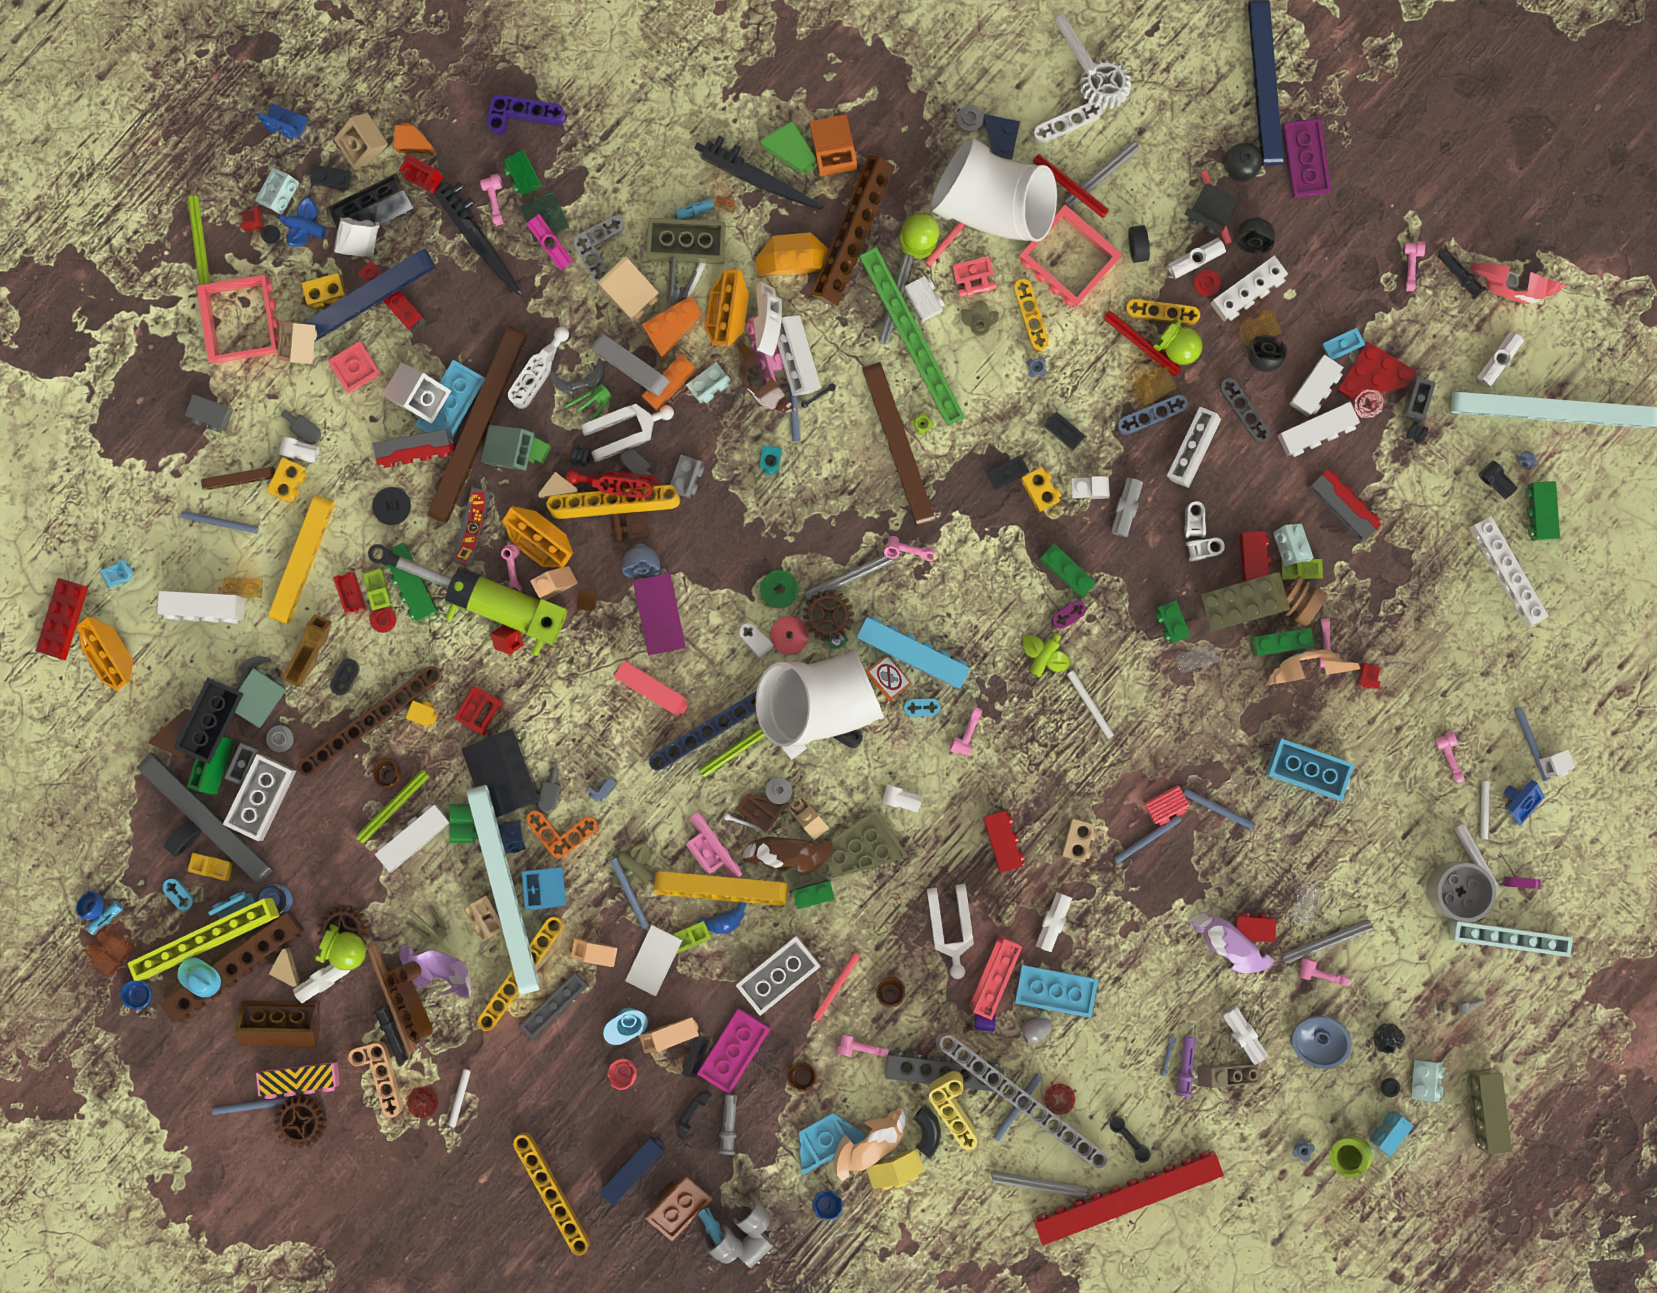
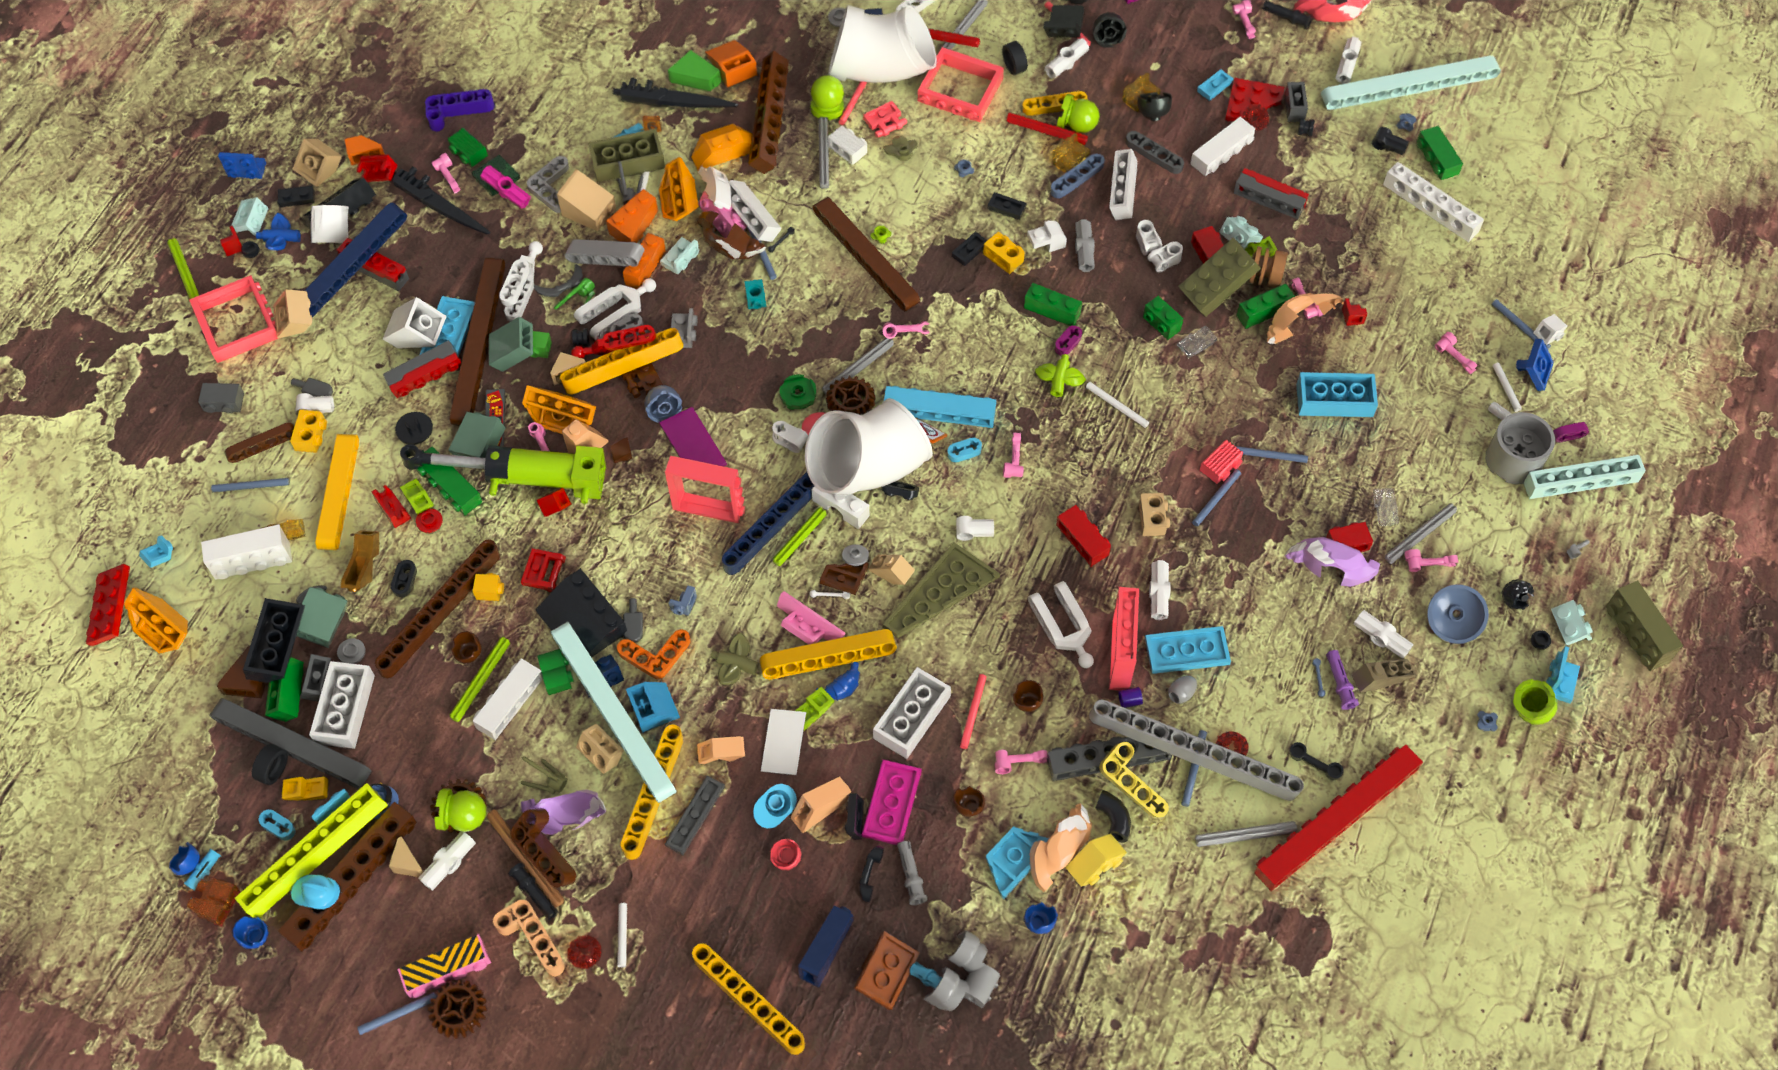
camera: 15 degrees left, 25 degrees down
(278, 1023) = (410, 918): reddish brown slope -> none
(323, 285) = (306, 273): yellow brick -> none
(354, 367) = (351, 327): coral plate -> none
(449, 545) = (476, 435): none -> sand green brick
(628, 455) = (625, 323): none -> light grey beam
(629, 892) = (739, 684): sand blue bar -> none
(783, 852) = (871, 600): reddish brown animal -> none
(813, 894) = (920, 632): green brick -> none
(911, 336) = (848, 172): bright green plate -> none
(1033, 314) = (945, 133): yellow beam -> none
(1207, 283) = (1083, 74): red piece -> none
(1249, 288) = (1119, 67): white brick -> none
(1317, 386) = (1207, 117): white brick -> none

